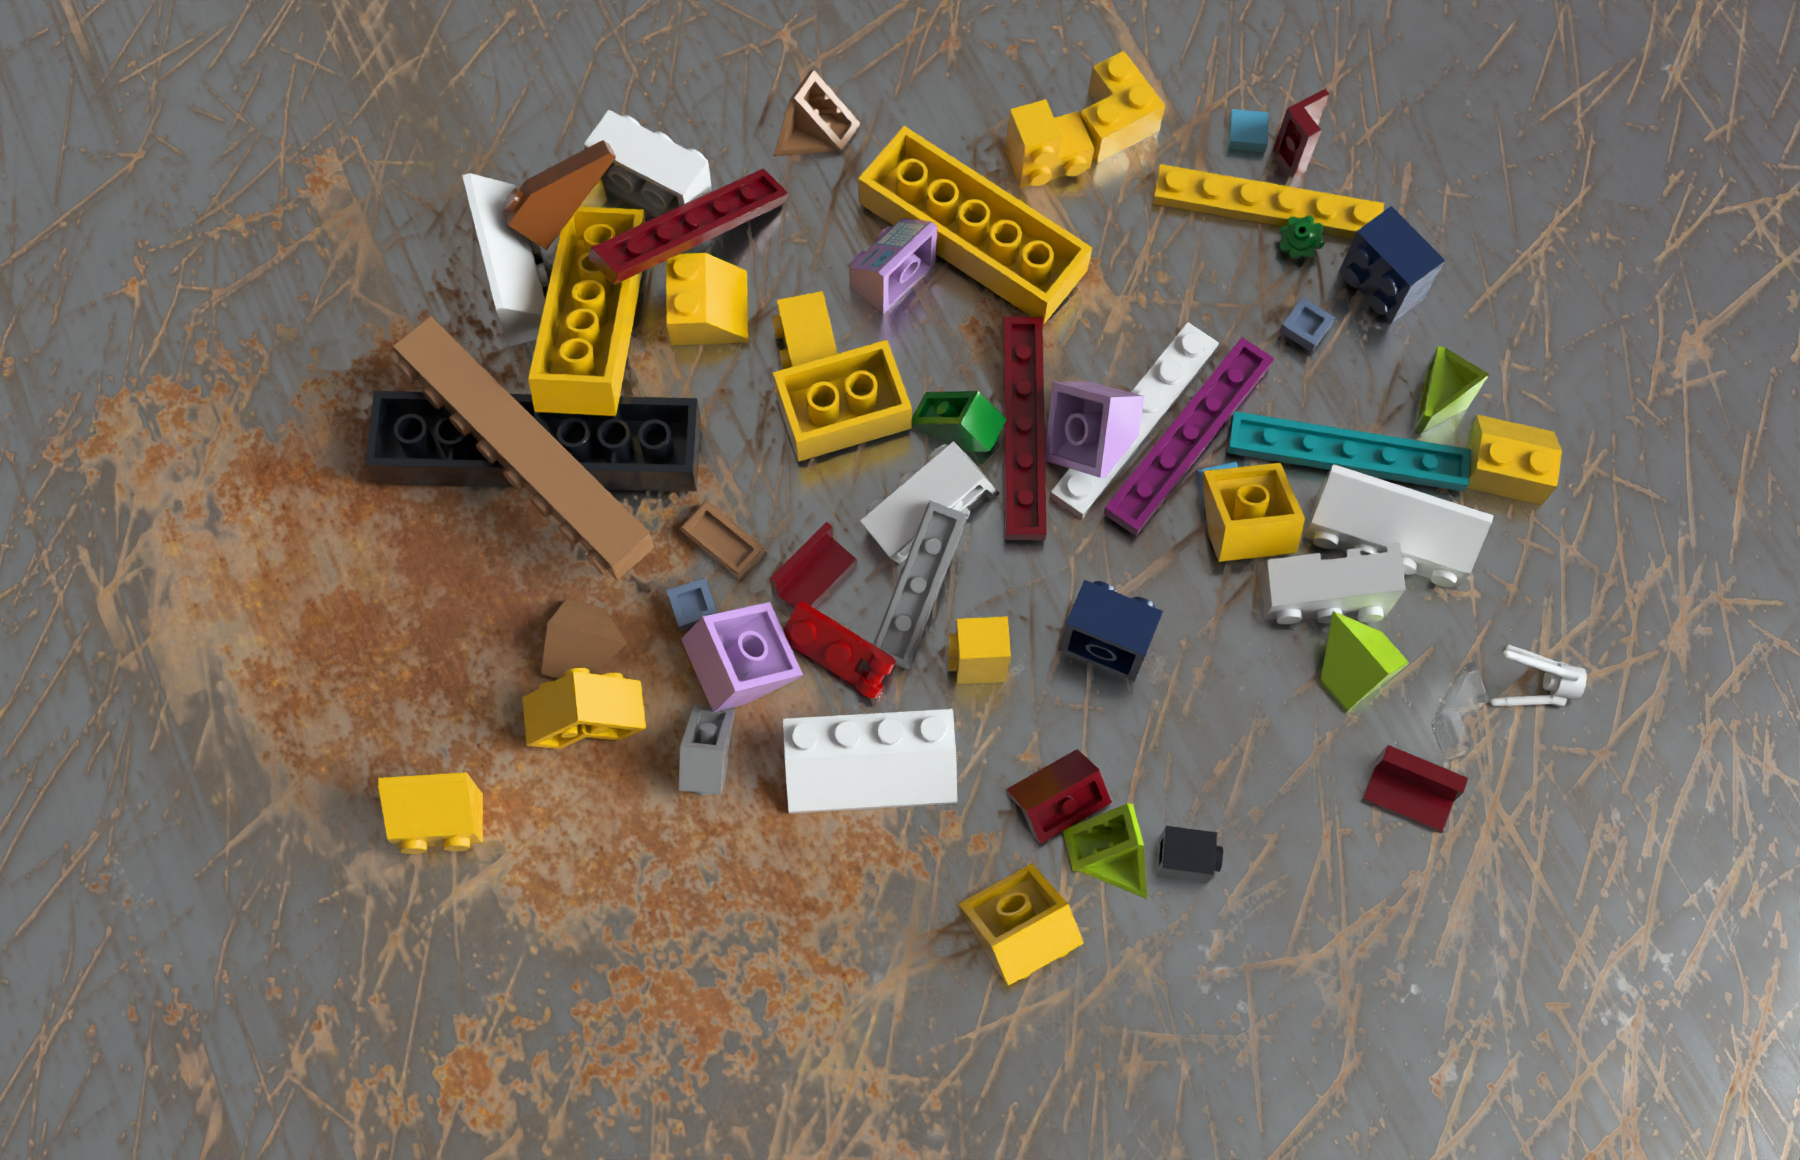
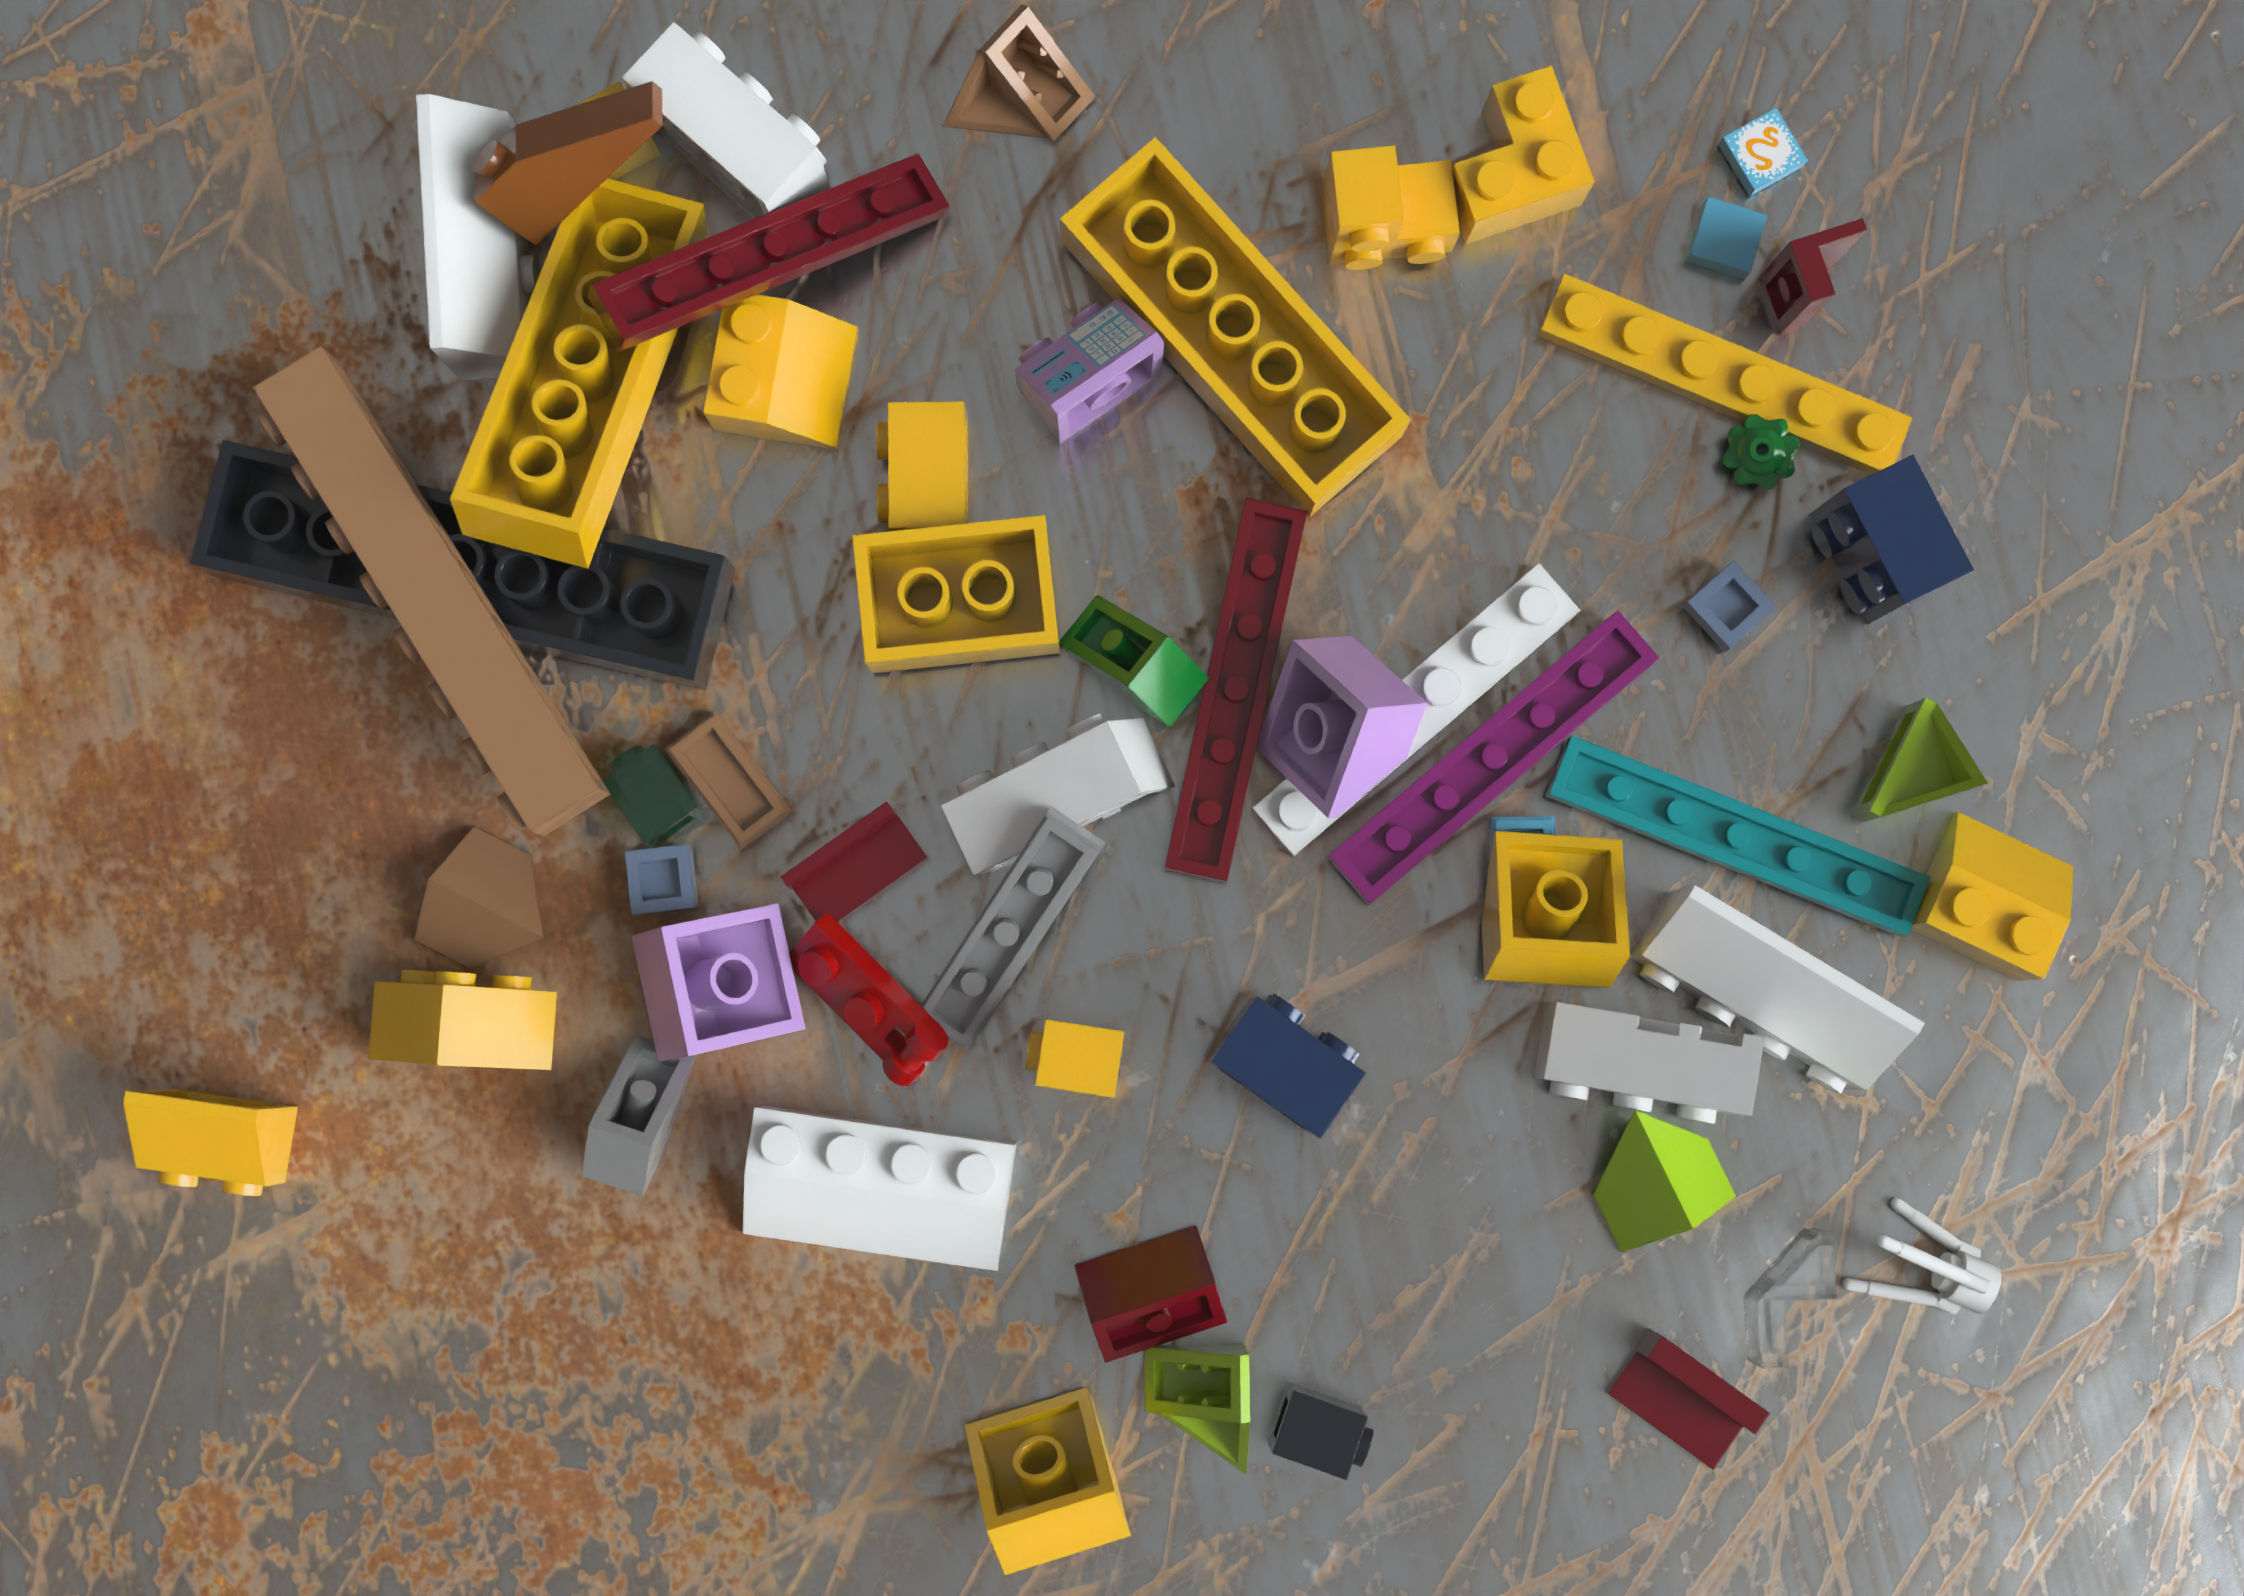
camera: 10 degrees right, 15 degrees up
(678, 554) = (652, 794): none -> clear green brick
(1256, 82) = (1762, 152): none -> tile

